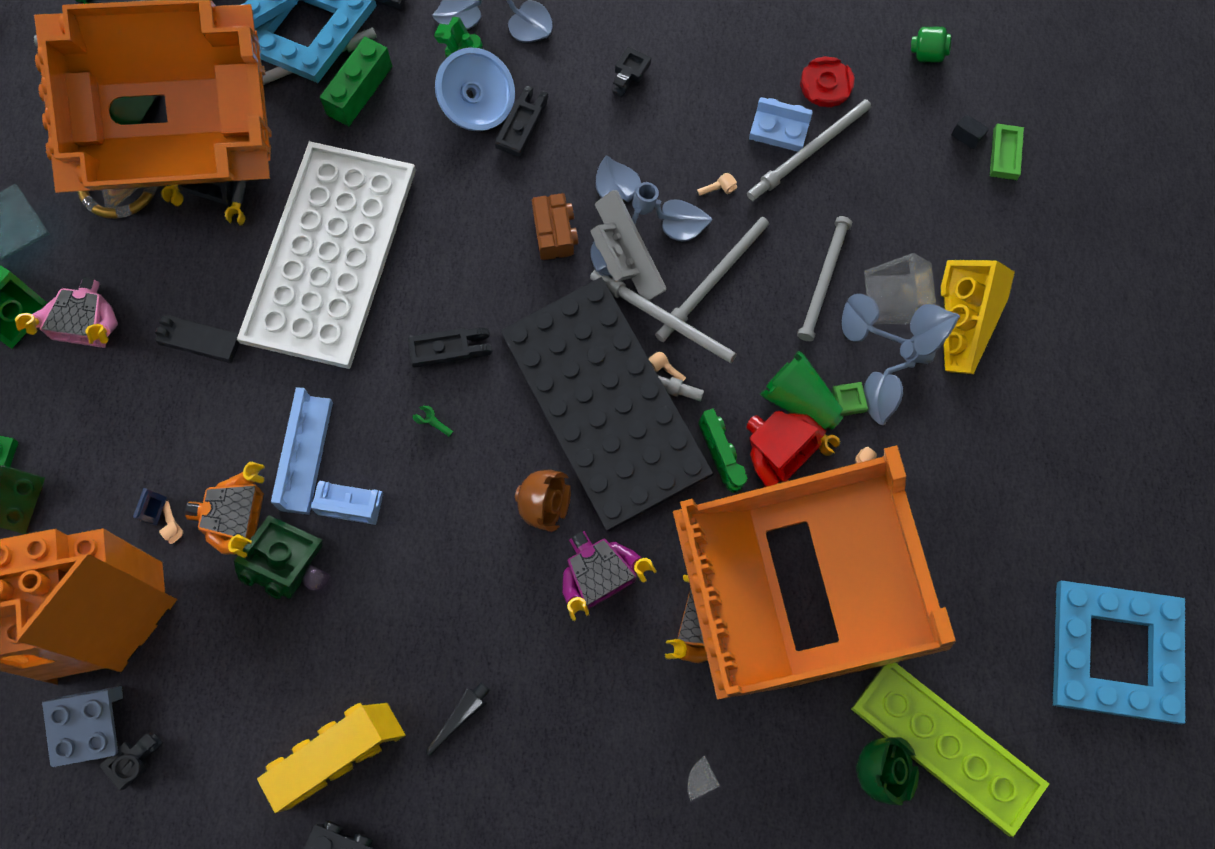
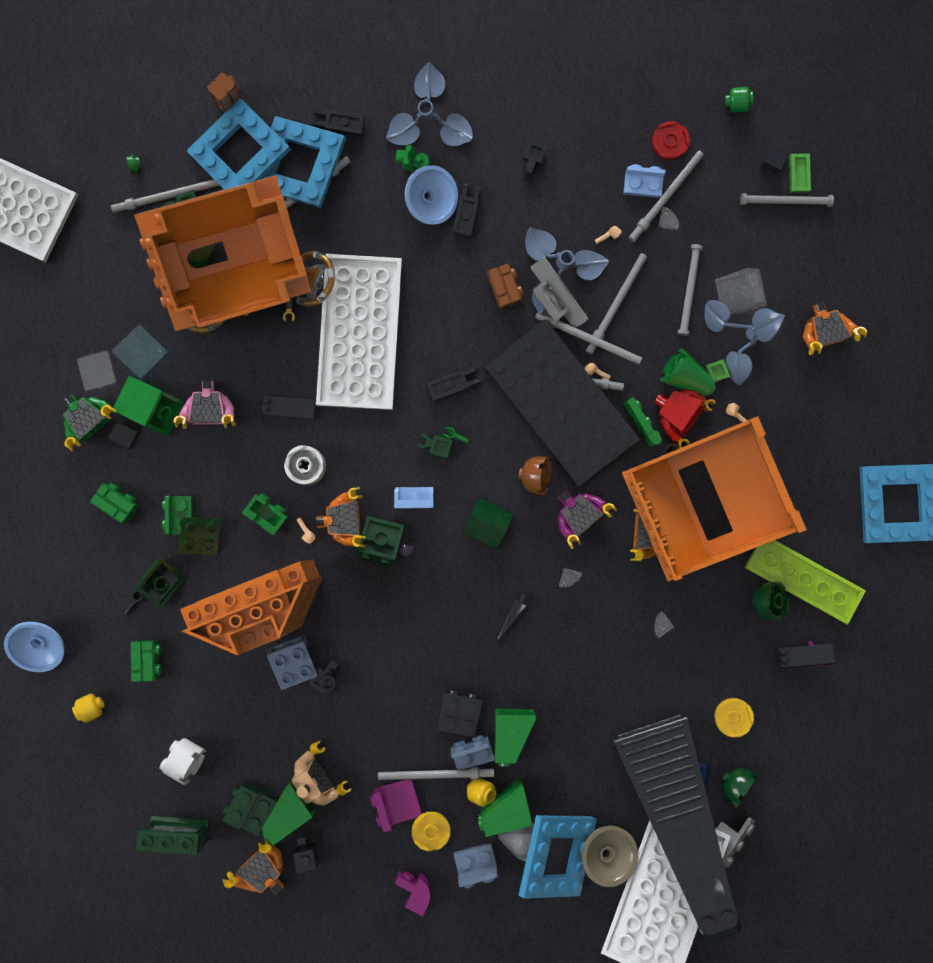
camera: 15 degrees left, 15 degrees up
(111, 480) = (264, 513): none -> green cylinder
(149, 507) = (292, 524): dark blue slope -> none
(194, 421) = (295, 460): none -> white brick
(282, 169) = (316, 279): none -> piece
(301, 453) = (378, 471): light blue fence -> none
(329, 754) = (443, 653): yellow wedge -> none
(356, 81) = (346, 201): green brick -> none
(402, 431) = (438, 446): none -> dark green plate
(452, 562) = (488, 523): none -> dark green slope
(564, 672) = (569, 577): none -> clear tile
(808, 180) = (668, 219): none -> clear tile
(978, 294) = (789, 295): yellow wedge -> none
(984, 182) = (829, 200): none -> light grey bar
(1029, 365) = (829, 329): none -> torso

